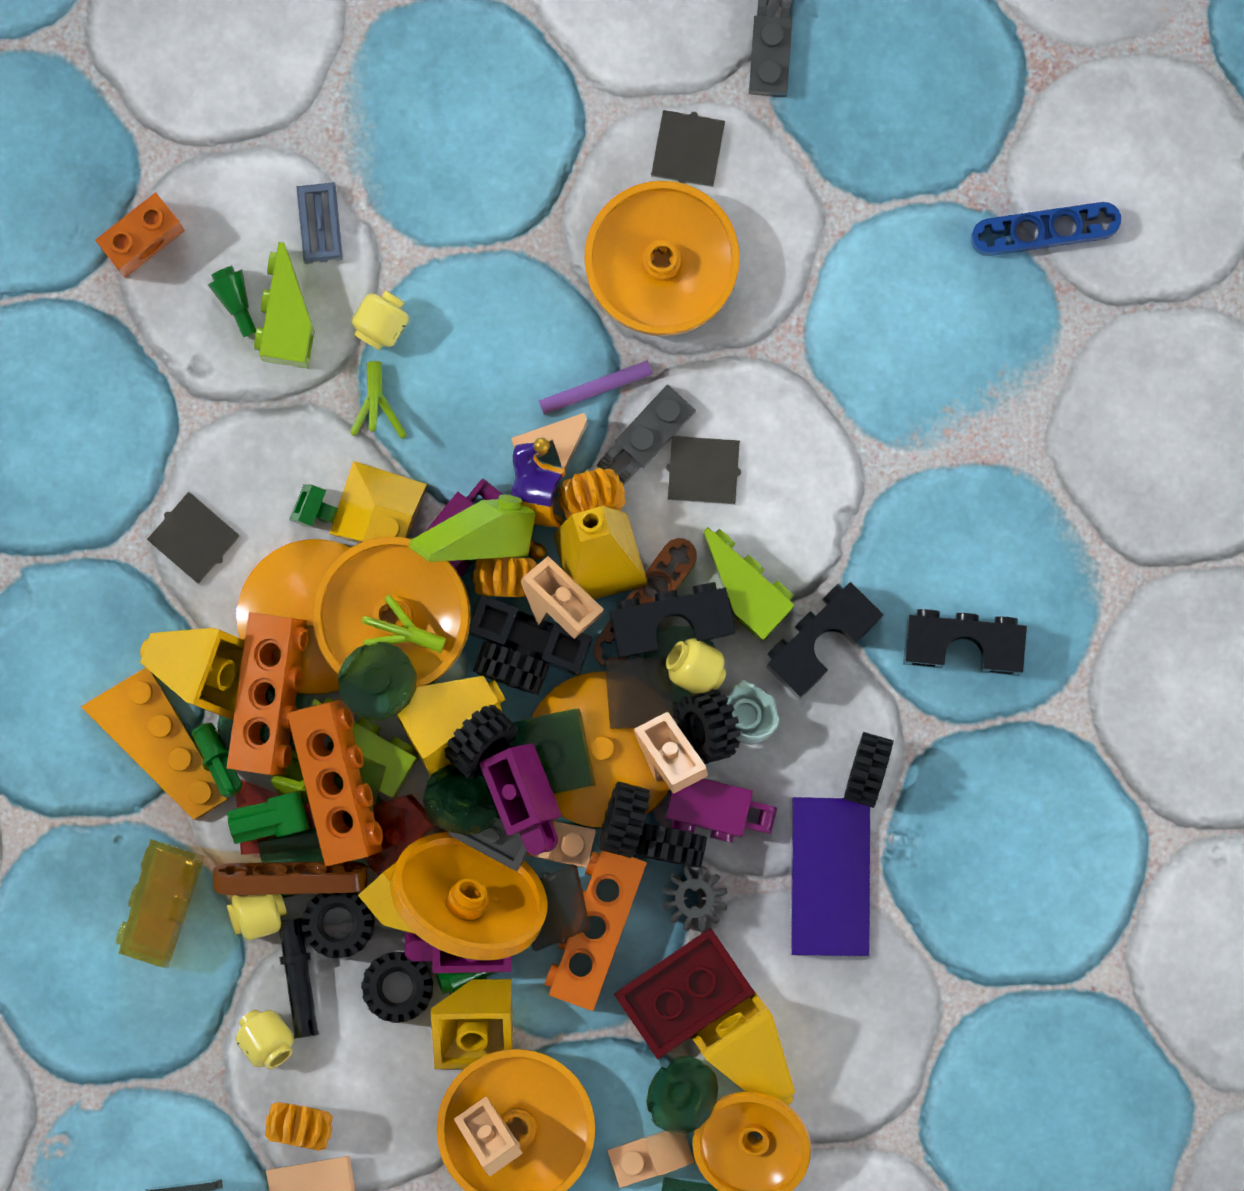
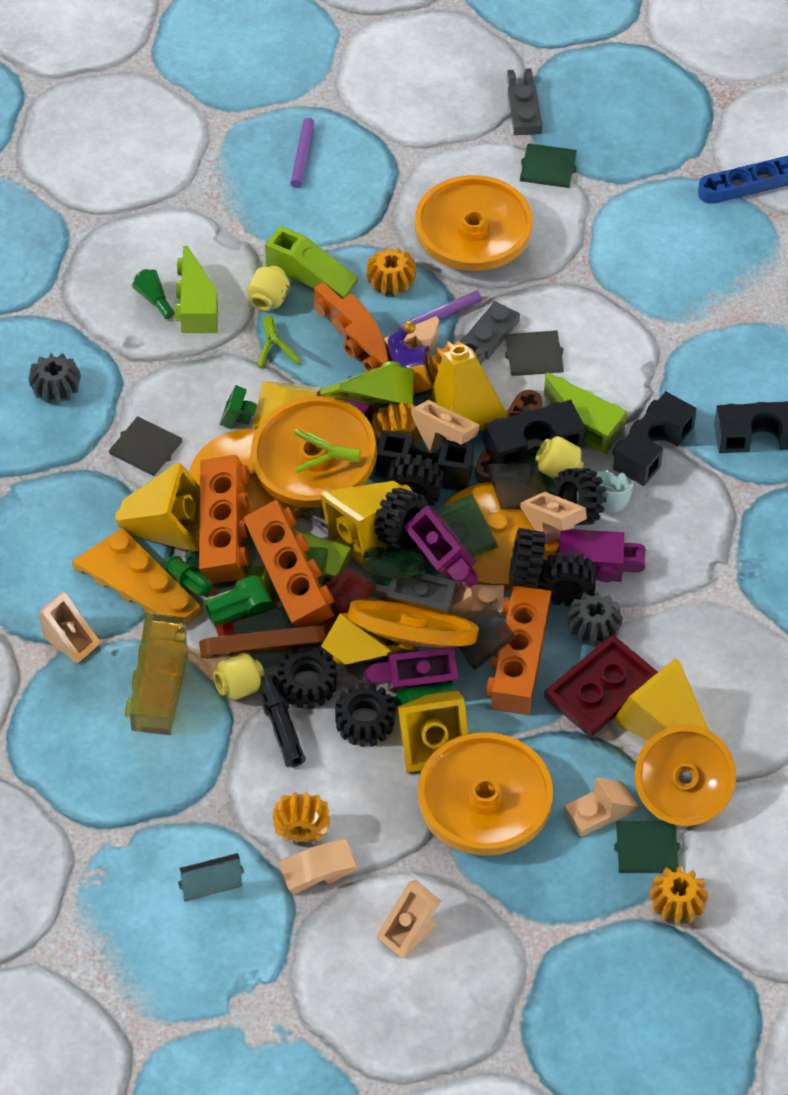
camera: 15 degrees left, 30 degrees down
(65, 812) = (67, 629): none -> light nougat slope
(80, 432) = (54, 378): none -> dark grey gear
(140, 235) = (76, 261): orange brick -> none
(264, 1038) = (261, 764): light yellow head -> none
(323, 255) = (215, 260): sand blue tile -> none
(377, 681) = (311, 485): clear green tile -> none
(439, 292) = (307, 262): none -> lime slope
(462, 84) = (302, 153): none -> medium lavender bar
(488, 419) = (353, 320): none -> orange slope
(488, 1136) = (466, 790): light nougat slope -> none
(528, 315) = (391, 271): none -> light orange gear
(682, 1095) = (619, 749): clear green tile -> none
(688, 148) = (477, 162): clear smoke piece -> none
(783, 157) = (548, 165): none -> clear green piece
(830, 877) = (698, 593): dark purple slope -> none
(868, 769) = (711, 508): black tyre -> none

